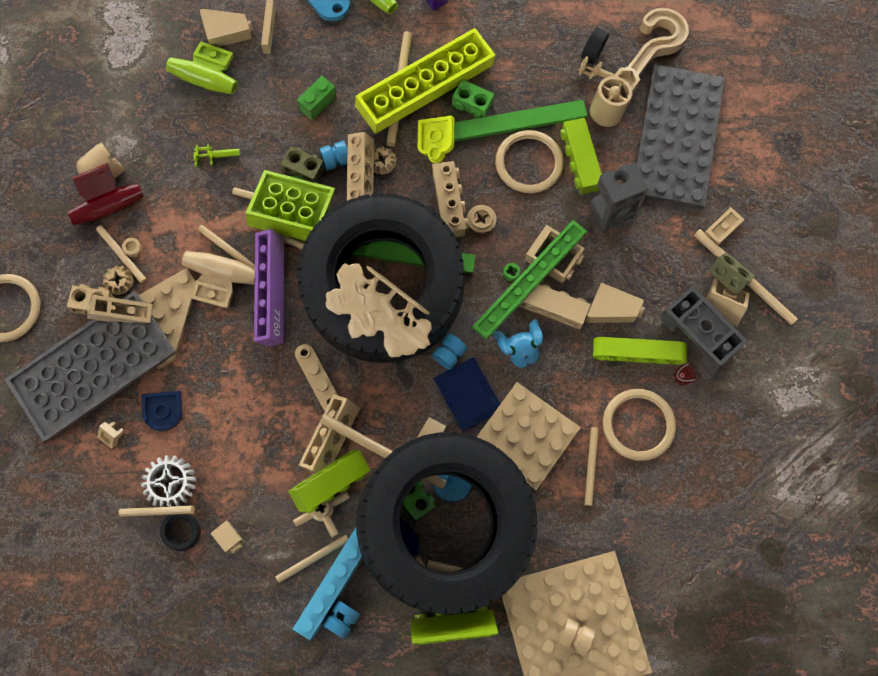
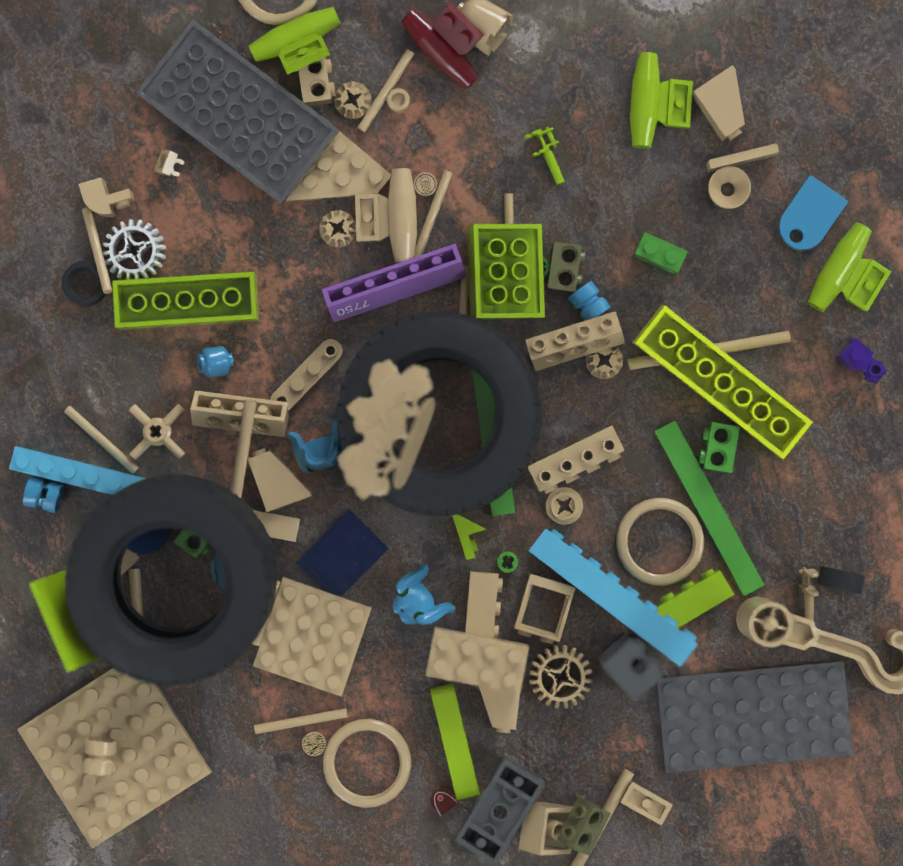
camera: 75 degrees right, 15 degrees up
(55, 302) = (297, 41): none -> lime plate
(118, 310) = (306, 121): tan slope -> none
(119, 497) = (100, 201): none -> tan brick
(162, 410) = (215, 211): dark blue tile -> none
(203, 245) = (425, 184): none -> tan tile
(209, 328) = (326, 229): none -> tan gear
(224, 451) = (185, 300): none -> lime brick
(228, 538) = (92, 340): tan brick -> none
(281, 444) = (214, 361): none -> dark azure head
(284, 33) = (738, 179): none -> tan piece
(329, 481) = (185, 432): lime brick -> none
(381, 384) = (317, 453): none -> dark azure hair
(393, 425) = (276, 481): none -> tan slope
(436, 137) = (652, 418): neon yellow plate -> none
(449, 351) = (383, 518): dark azure wheel -> none
(477, 295) = (465, 528): none -> lime slope
(529, 280) = (498, 588): bright green tile -> none
(559, 200) = (613, 597): none -> medium azure brick
(581, 308) = (477, 660): none -> tan brick
(612, 461) = (314, 743): none -> tile
(621, 269) = (579, 685): none -> tan gear

